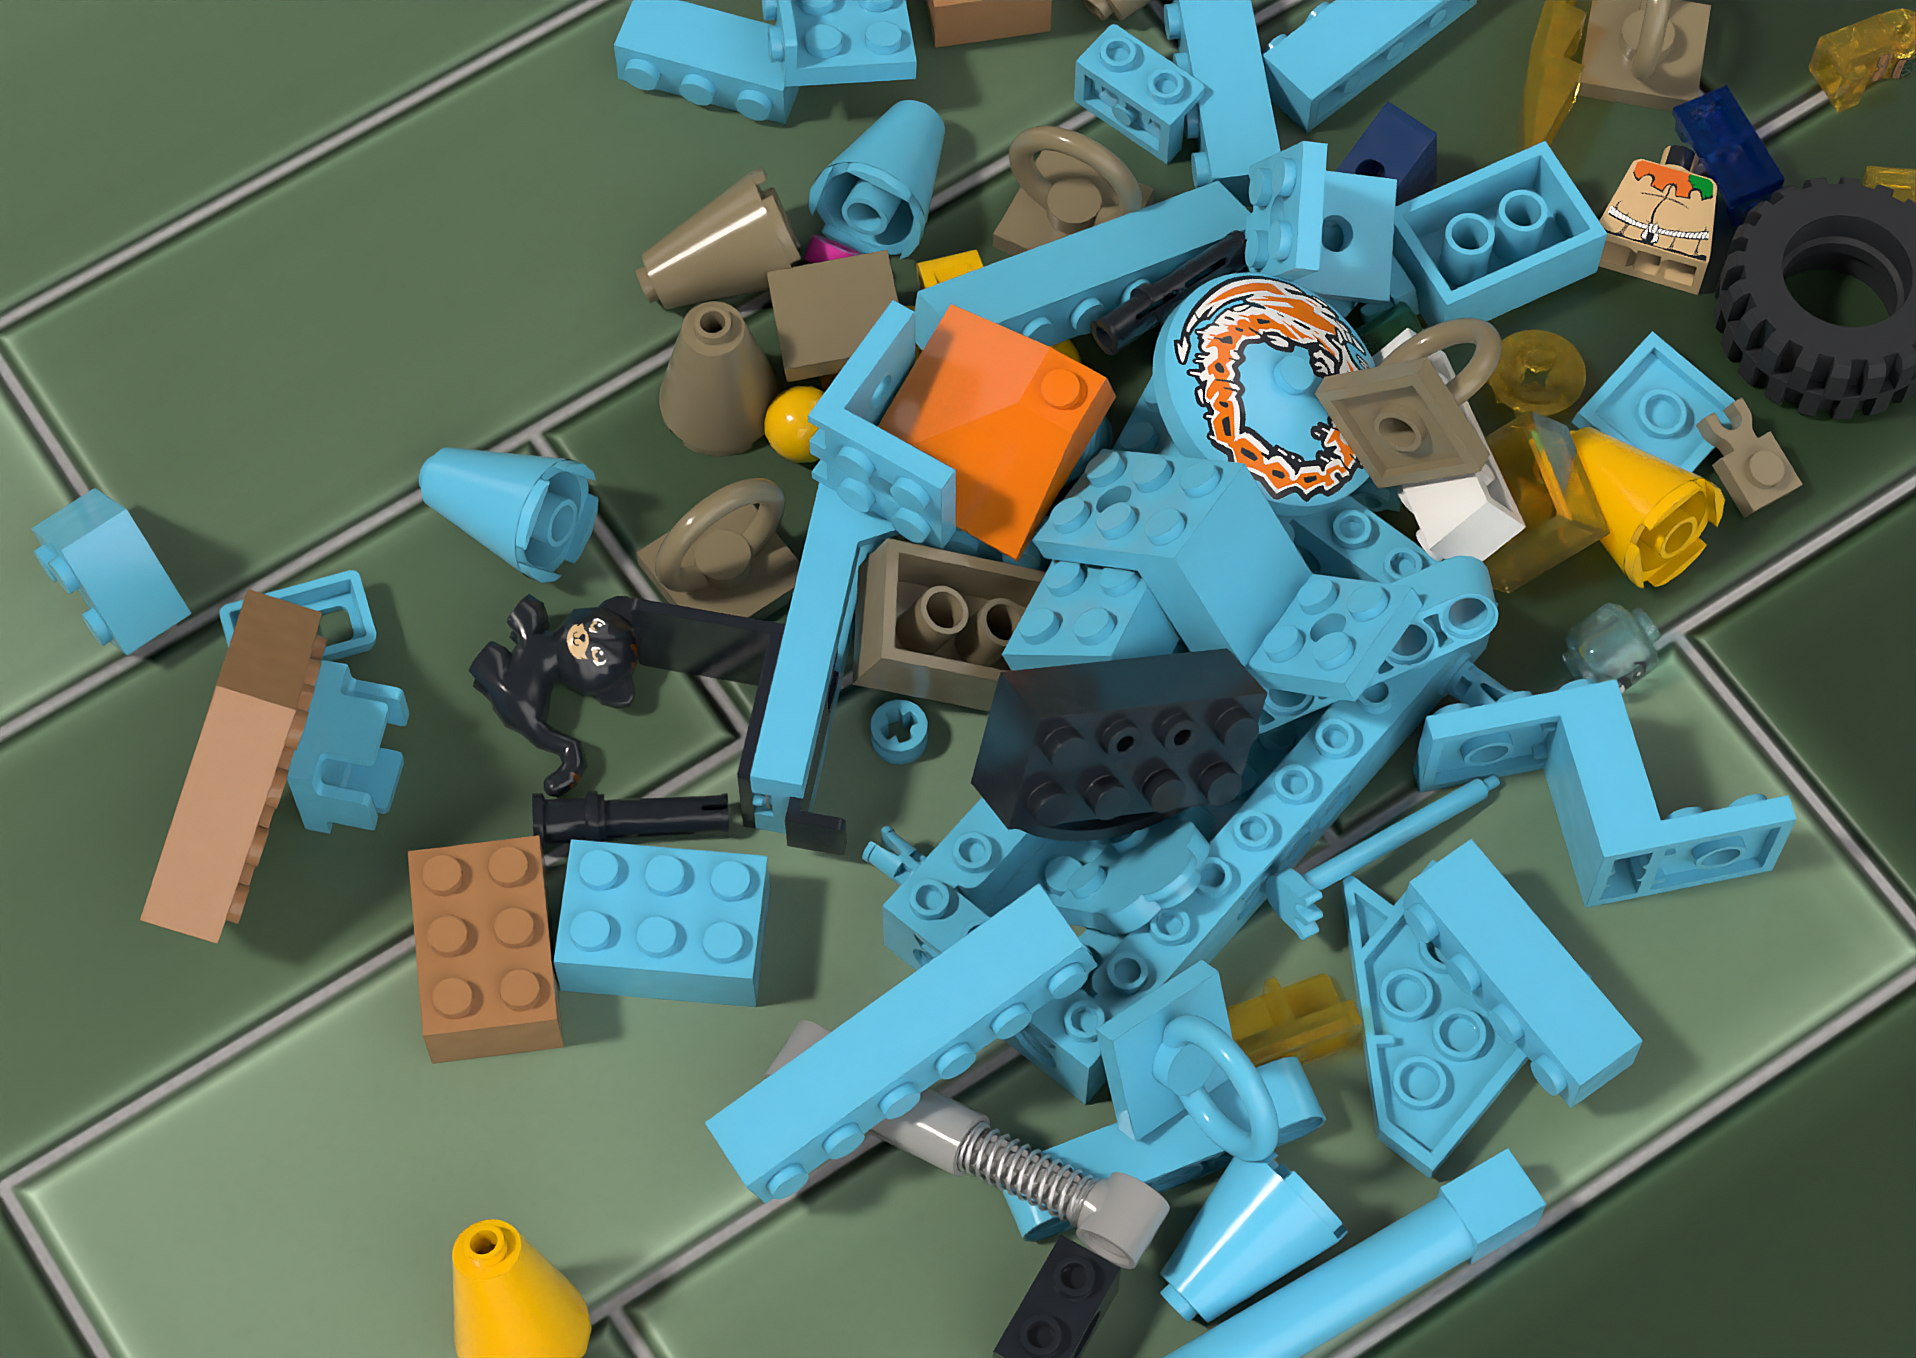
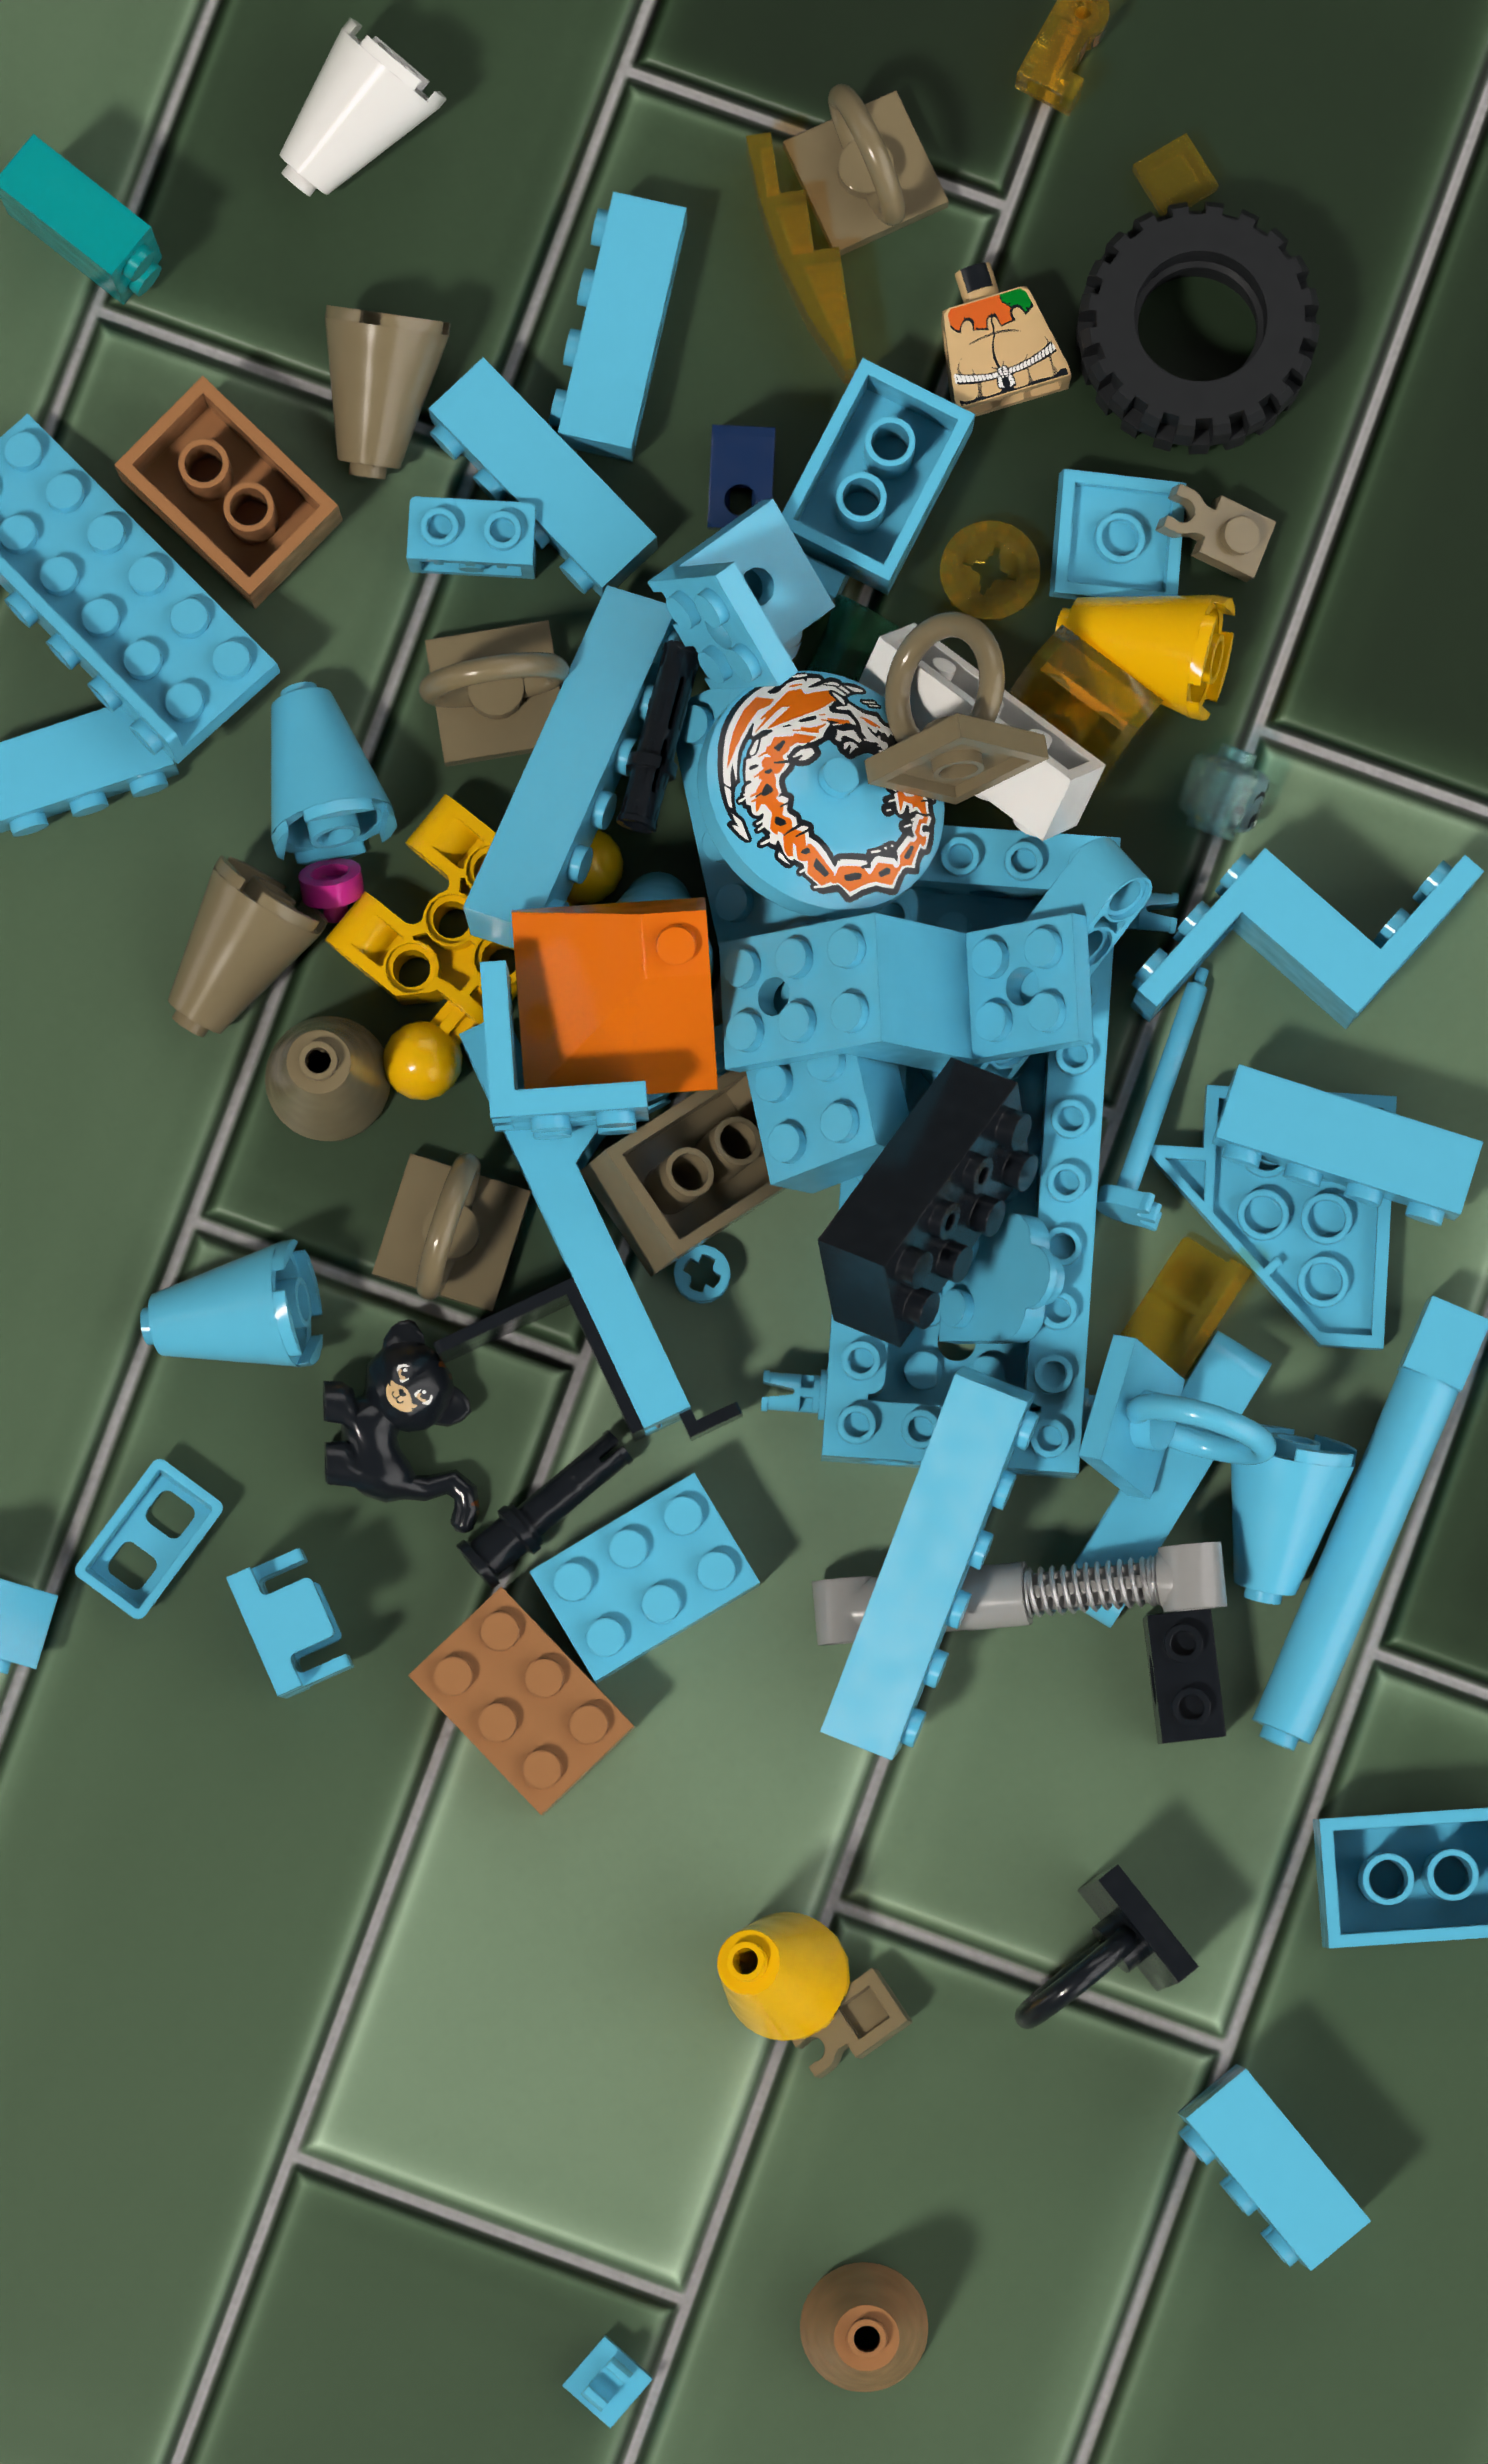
camera: 35 degrees left, 20 degrees up
(237, 768) = (231, 1705): medium nougat piece -> none
(828, 310) = (387, 950): dark tan tile -> none
(1728, 150) = (1013, 243): clear blue hinge -> none

